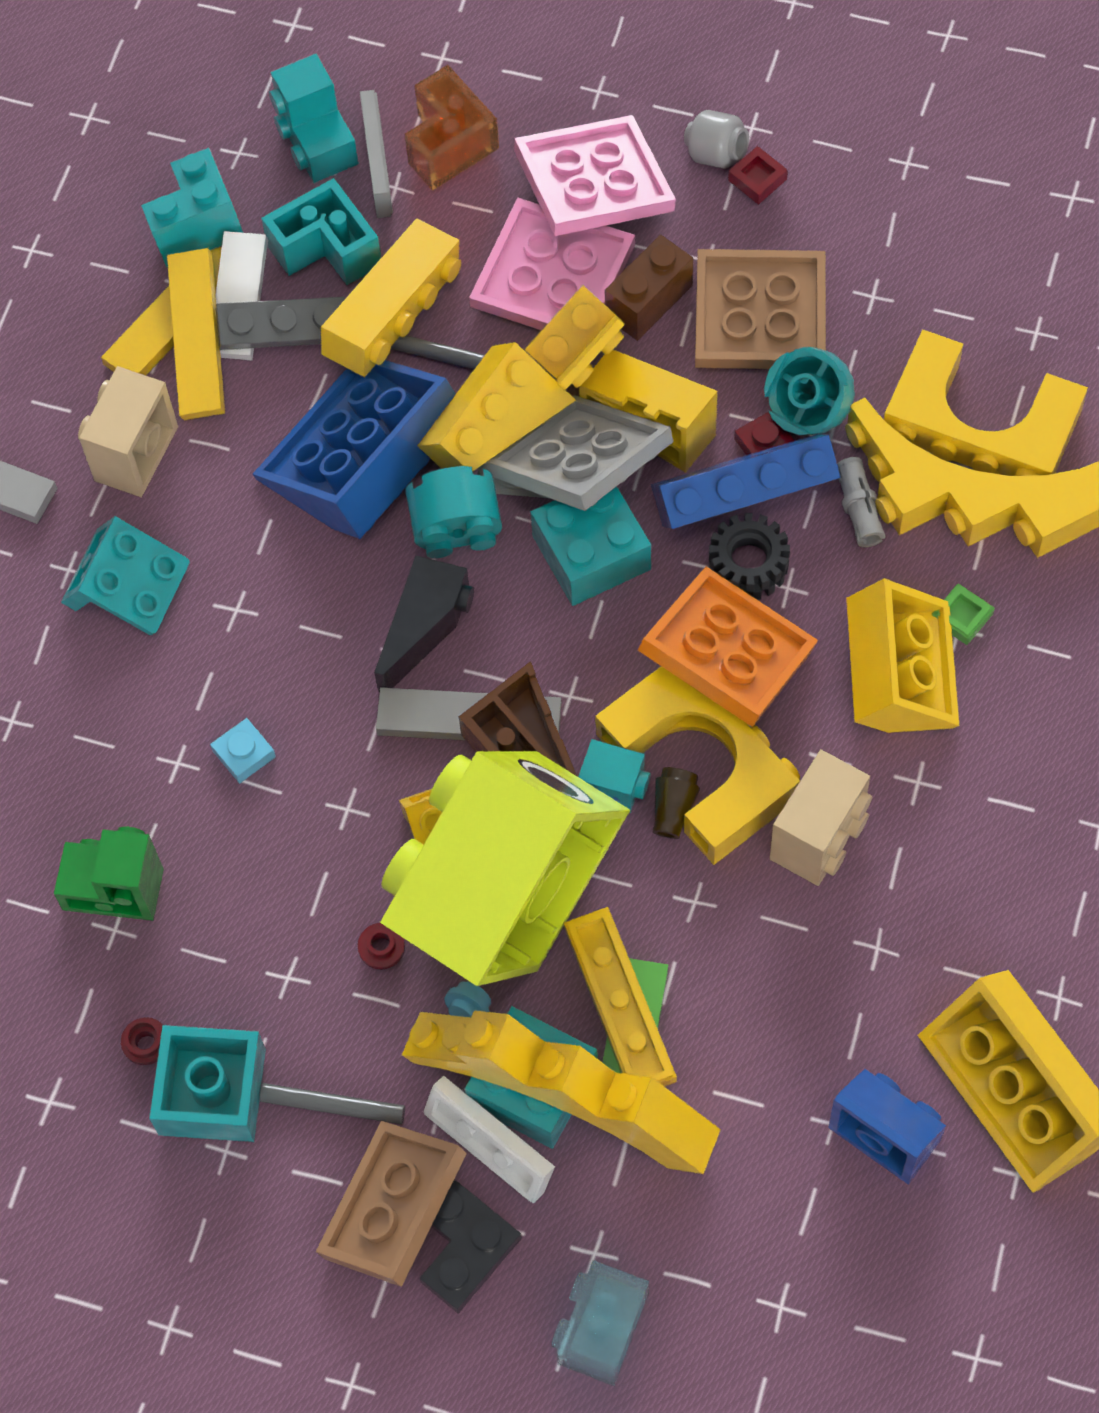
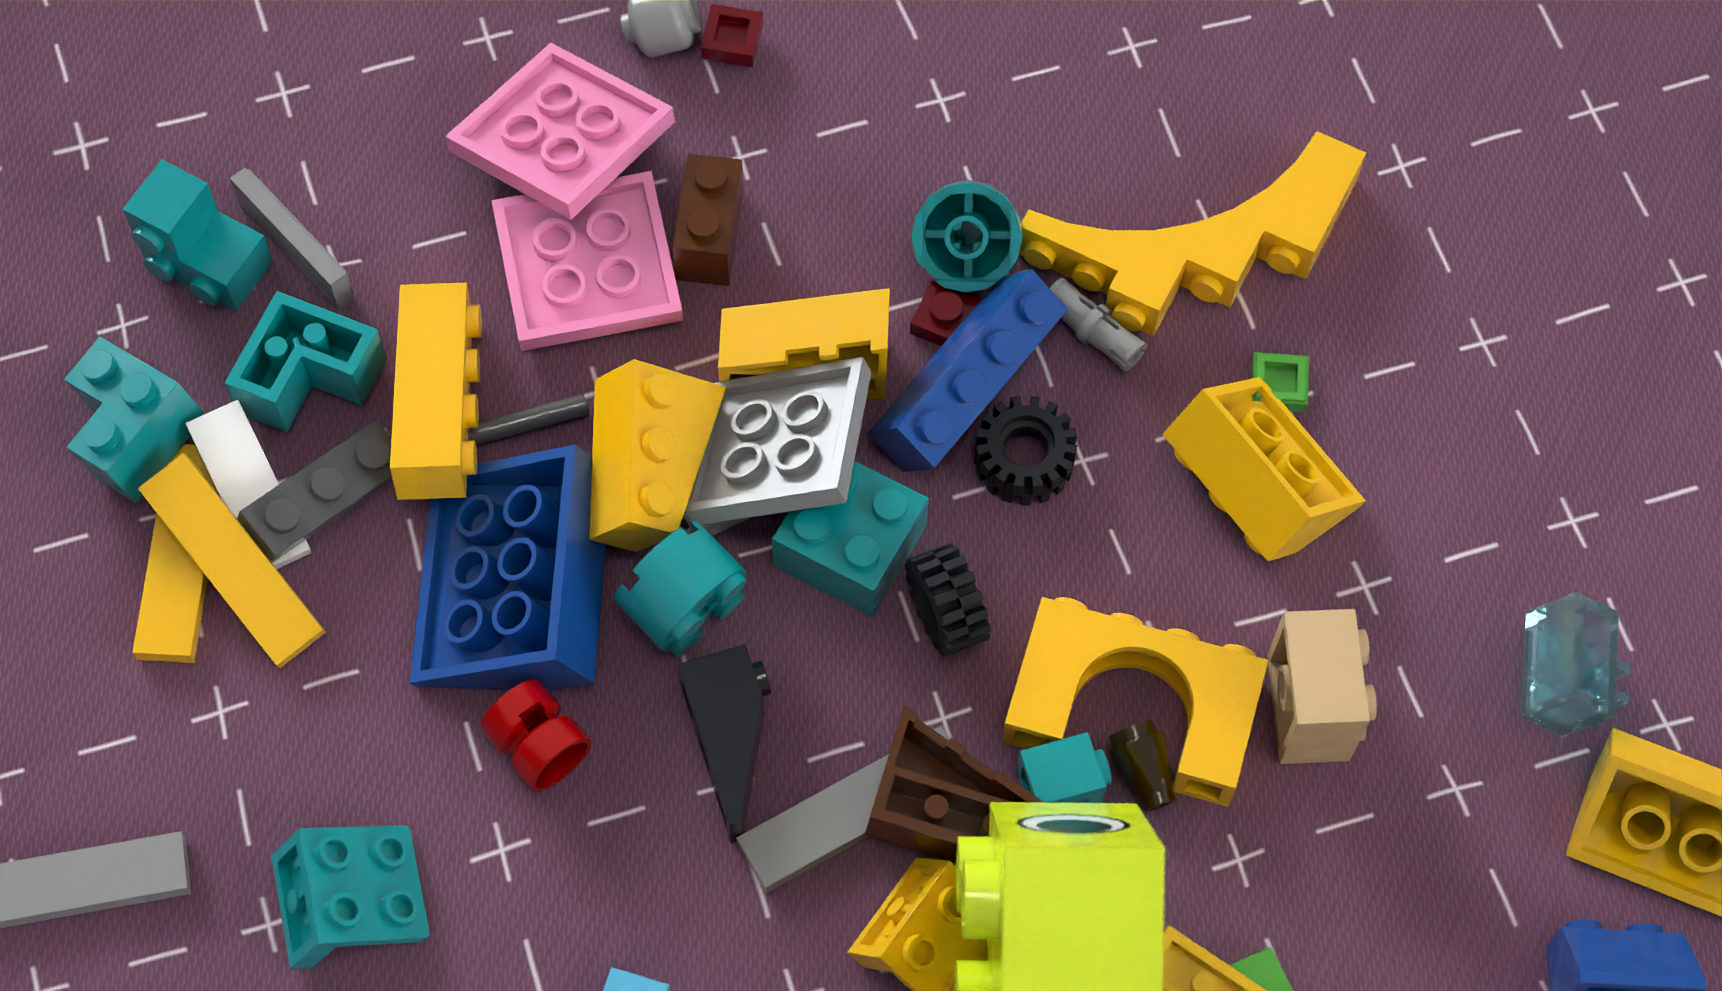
camera: 40 degrees left, 0 degrees up
(128, 431) = (237, 719): tan brick -> none
(300, 548) = (529, 728): none -> red wheel
(454, 129) = (367, 159): clear orange brick -> none
(576, 338) = (684, 317): yellow bracket -> none
(618, 617) = (947, 599): none -> black tyre
(728, 646) = (1087, 560): orange plate -> none
(758, 306) = (838, 177): medium nougat plate -> none
(924, 418) = (1094, 193): yellow arch -> none
(1012, 913) = (1572, 665): none -> clear light blue brick

